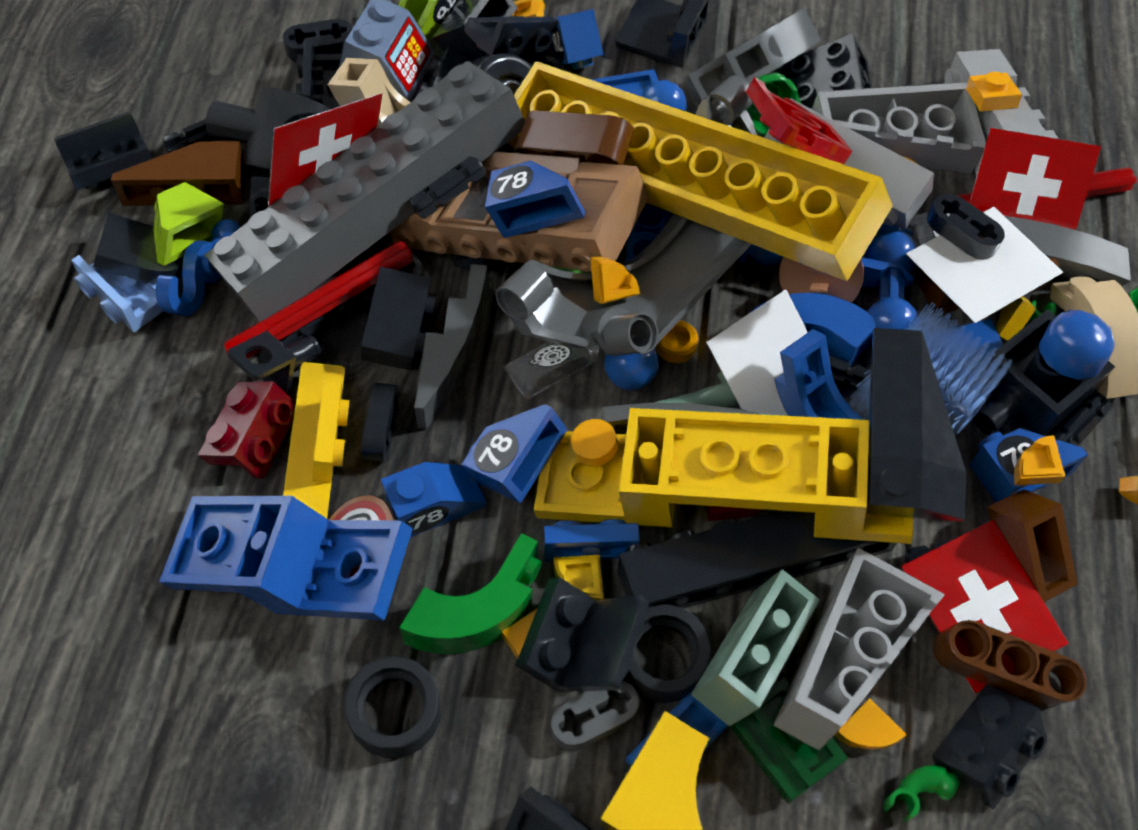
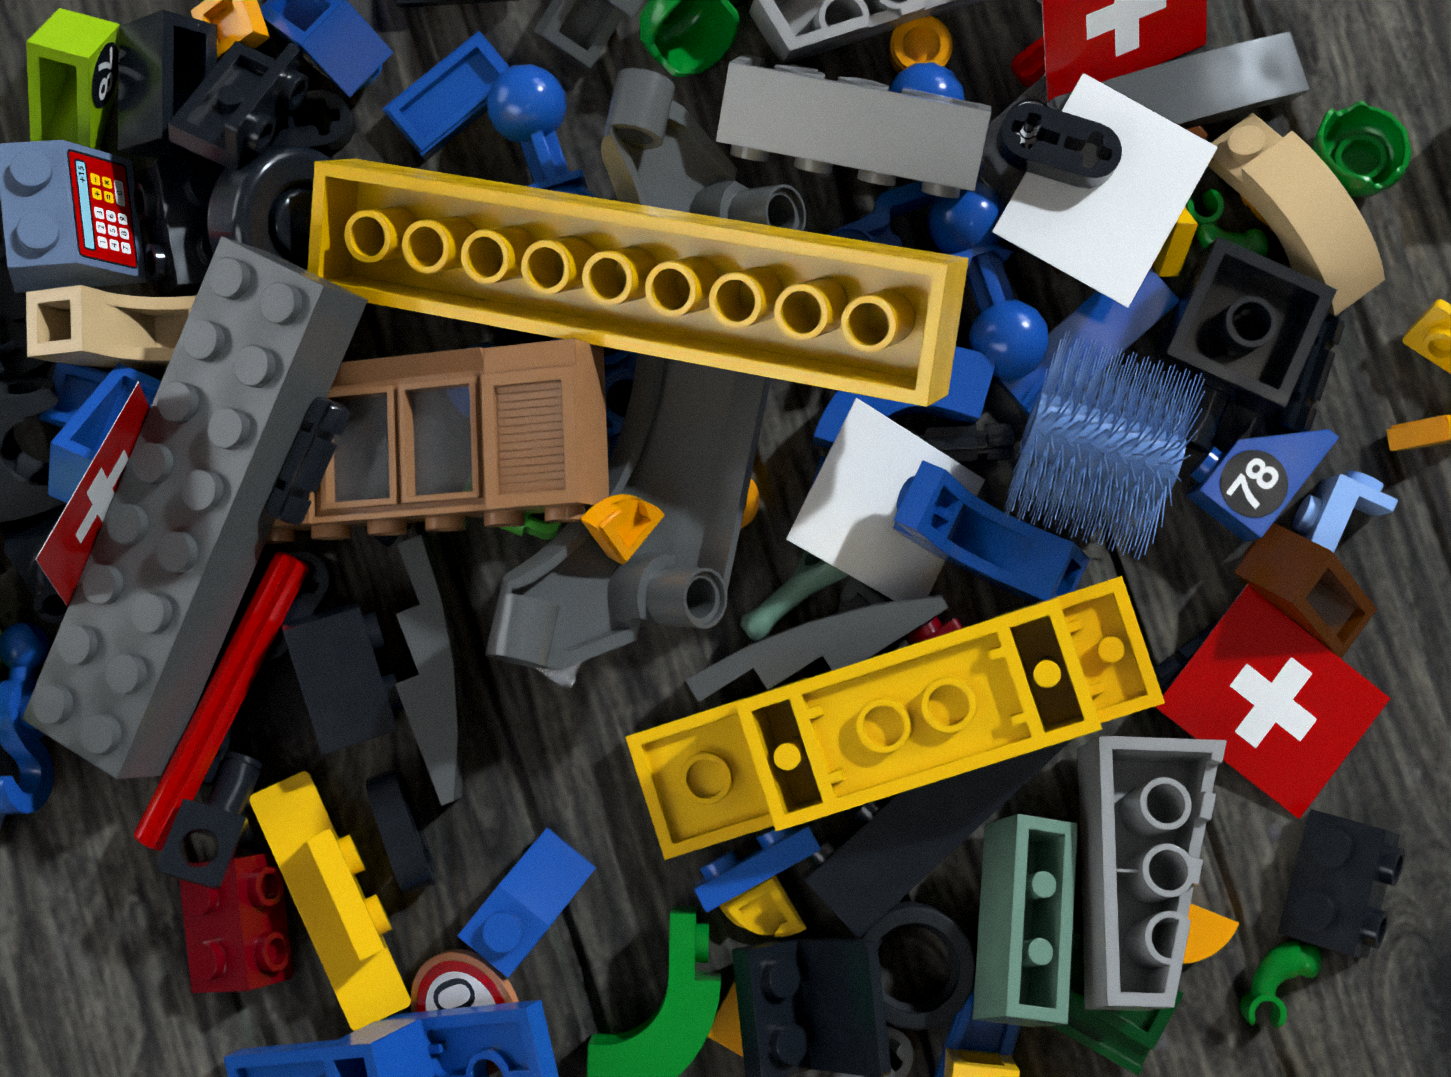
camera: 25 degrees left, 25 degrees up
(515, 451) = (602, 804): blue slope -> none
(530, 199) = (446, 468): blue slope -> none
(576, 135) = (456, 314): reddish brown beam -> none
(594, 442) = (700, 739): light orange tile -> none
(796, 125) = (772, 153): red wing -> none
(912, 445) = (1123, 594): black wedge -> none
(1030, 661) = (1358, 785): reddish brown beam -> none
(1039, 464) = (1281, 488): light orange tile -> none
(1077, 344) = (1277, 288): blue hair -> none
(1084, 501) = (1327, 513): none -> light blue bracket

